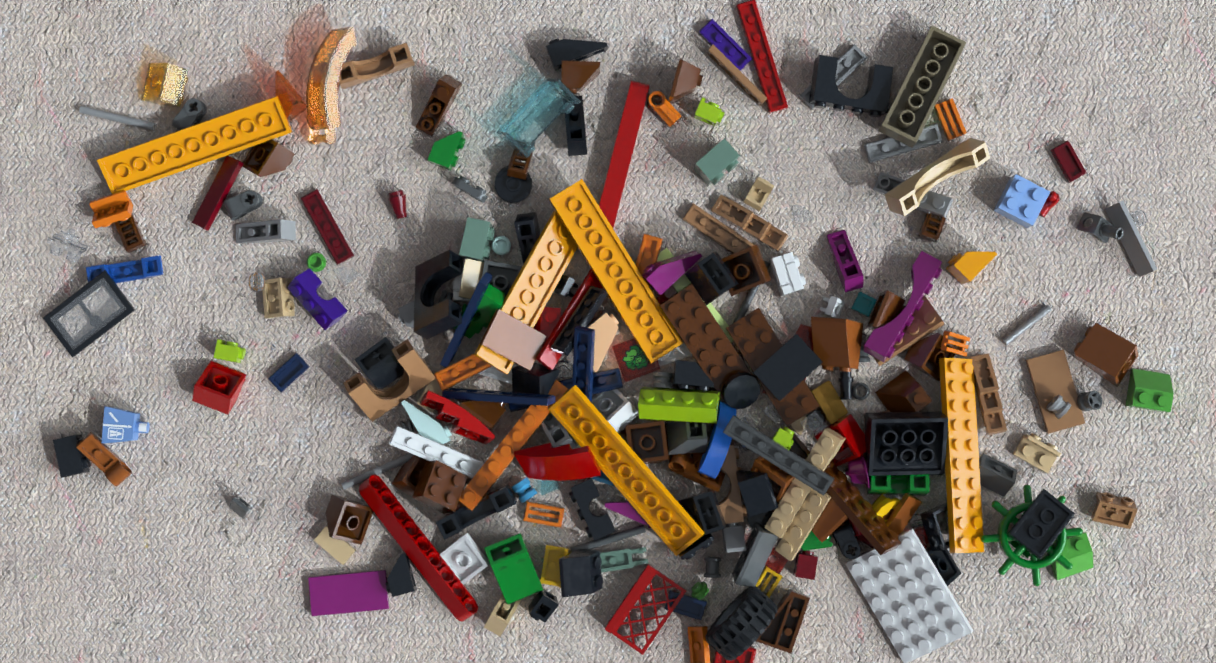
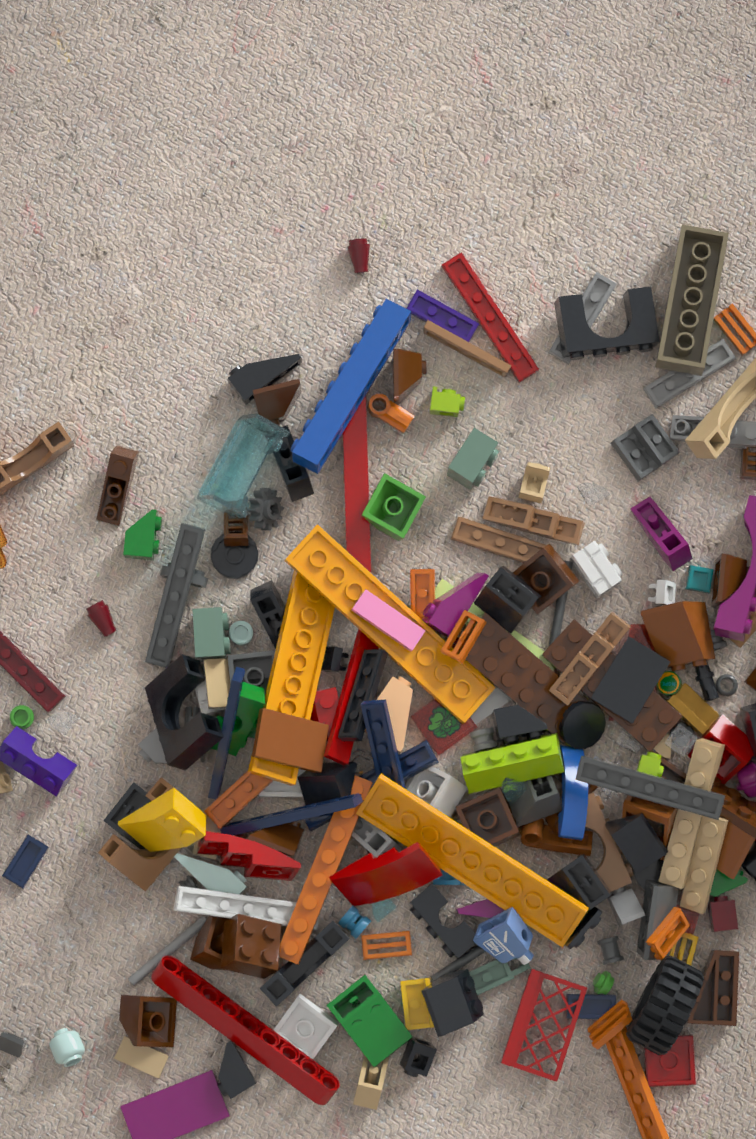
camera: 15 degrees left, 5 degrees down
(280, 522) = (67, 1047): none -> light aqua head
(401, 375) = (166, 823): none -> yellow slope
(458, 202) = (175, 595): none -> dark grey tile
(546, 155) = (265, 509): none -> dark grey gear
(615, 268) = (388, 620): none -> bright pink tile
(635, 535) = (505, 937): none -> medium blue torso
(639, 78) = (351, 386): none -> blue brick
(644, 182) = (393, 507): none -> bright green slope
(673, 425) = (513, 789): none -> clear light blue tile
(674, 302) = (471, 640): none -> orange tile
(694, 624) = (610, 1024): none -> orange tile
(759, 569) = (666, 931): none -> orange tile
(761, 341) = (590, 658): none -> medium nougat slope
(817, 378) = (669, 683): none -> green tile
(852, 191) = (645, 447): none -> dark grey slope

